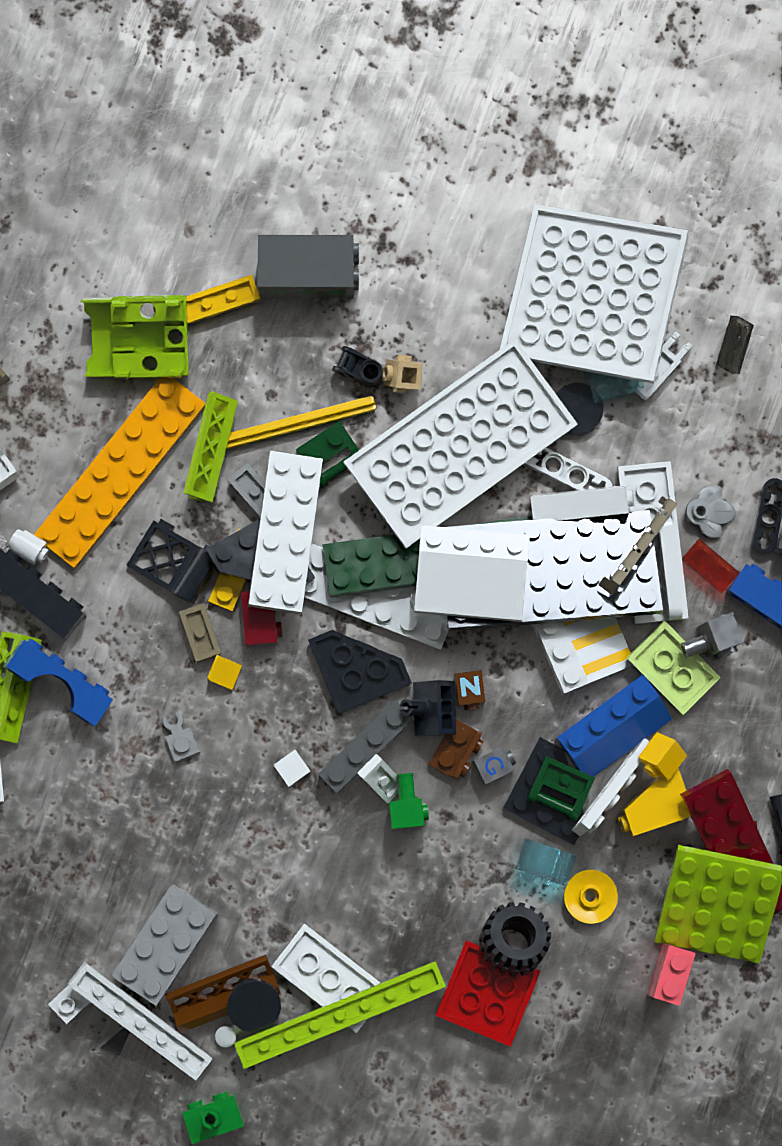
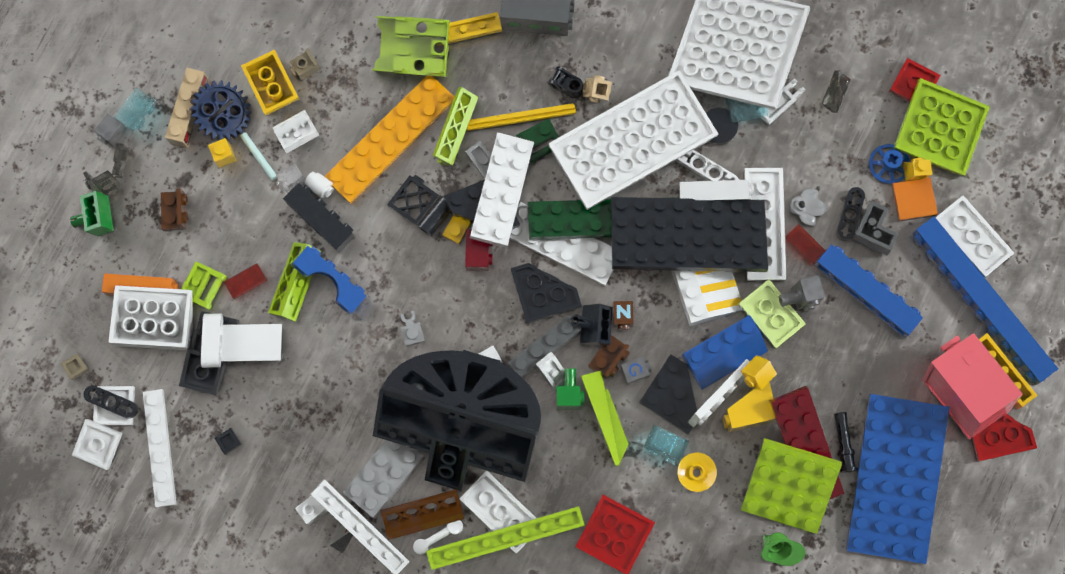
camera: 15 degrees right, 5 degrees down
(200, 632) = (434, 256): dark tan plate -> none
(224, 672) = (448, 286): yellow slope -> none
(253, 1005) = (443, 524): black tile -> none
(265, 853) = (462, 414): none -> black piece
(460, 831) = (606, 415): none -> lime wedge
(471, 573) = (632, 228): white slope -> none
(525, 922) = (643, 483): black tyre -> none
(565, 780) = (685, 385): dark green plate -> none
(643, 542) = (732, 246): dark tan piece -> none
(670, 571) = (775, 241): white beam -> none
(671, 974) = (751, 533): coral brick -> none
(714, 991) = (781, 550): none -> bright green piece

